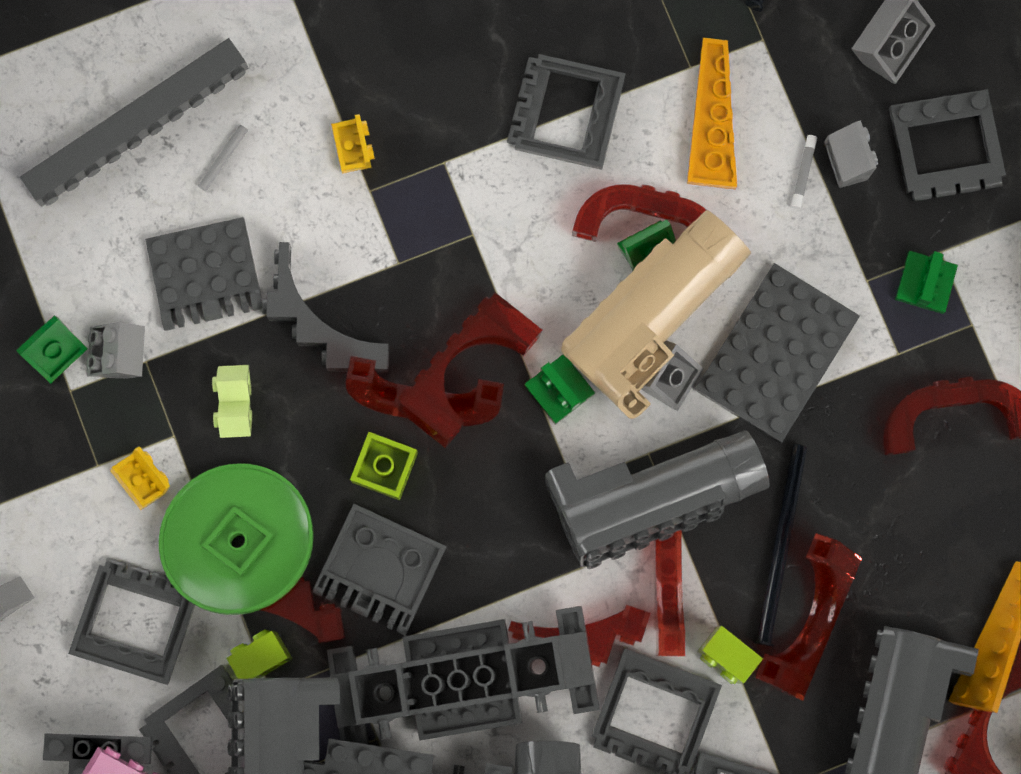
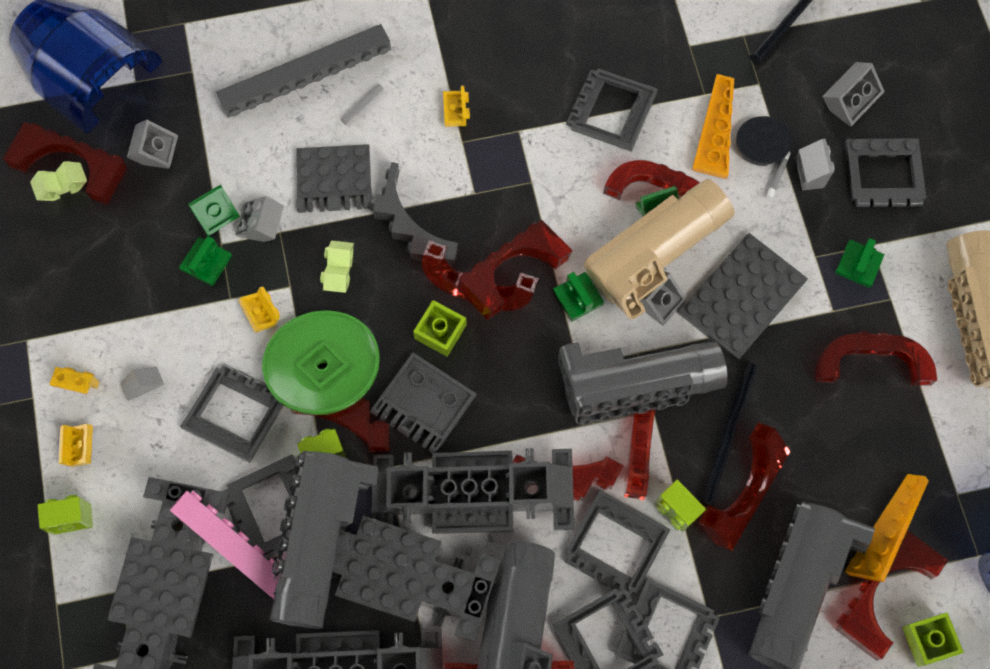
camera: 10 degrees right, 10 degrees down
(54, 419) = (205, 260): none -> green bracket
(778, 126) = (763, 140): none -> black tile

